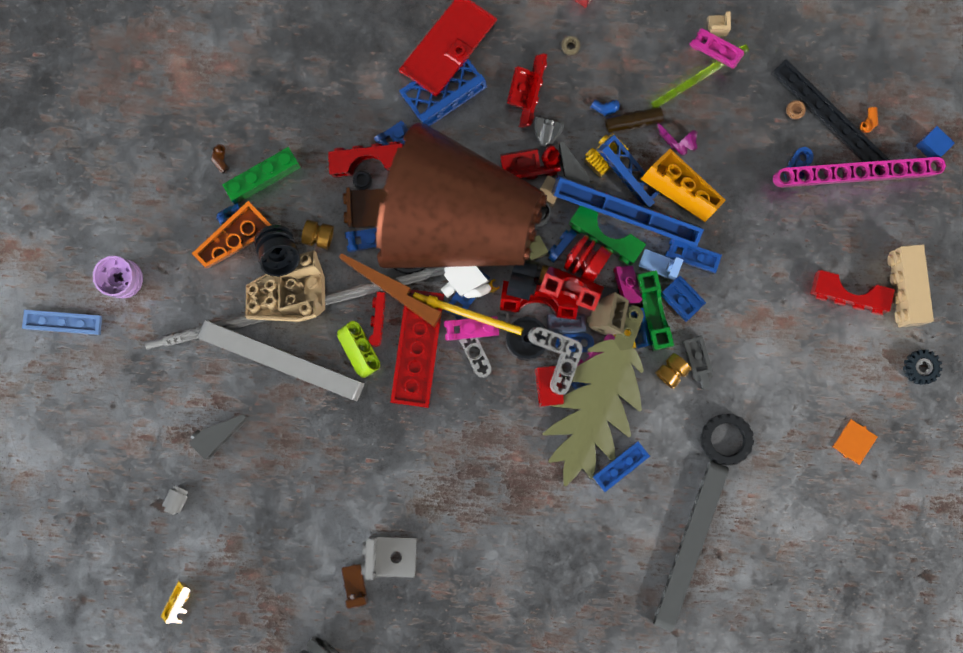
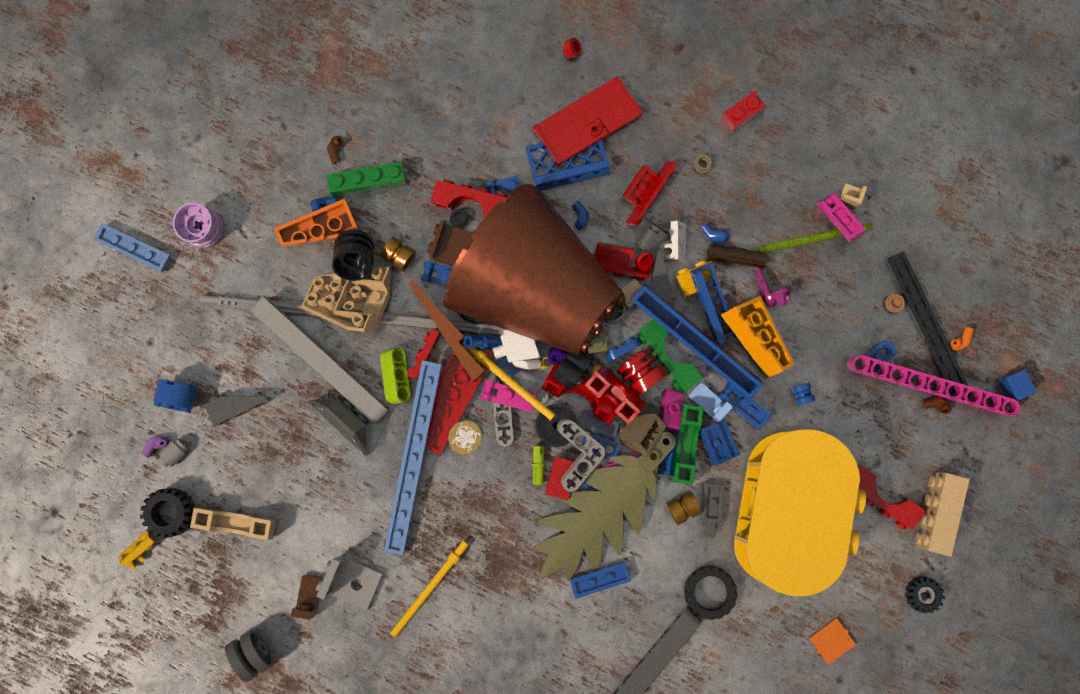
camera: 25 degrees right, 0 degrees up
(153, 498) = (154, 443): none -> medium lavender arm
(157, 445) = (175, 395): none -> blue brick
(177, 563) = (152, 509): none -> black tyre
(258, 543) = (233, 522): none -> tan arch
(327, 408) = (346, 421): none -> dark grey wedge
(404, 418) = (413, 457): none -> medium blue plate
(427, 286) = (481, 341): none -> blue pin
(445, 382) = (465, 437): none -> pearl gold sticker
(477, 135) = (583, 215): none -> blue arm
(477, 498) = (453, 558): none -> yellow bar
(502, 273) = (556, 355): none -> dark purple tile
(523, 382) = (538, 465): none -> lime axle
(572, 120) = (678, 237): none -> white plate
(743, 224) = (803, 394): none -> blue wheel
(779, 331) = (798, 512): none -> yellow brick
(869, 187) = (938, 403): none -> reddish brown arm

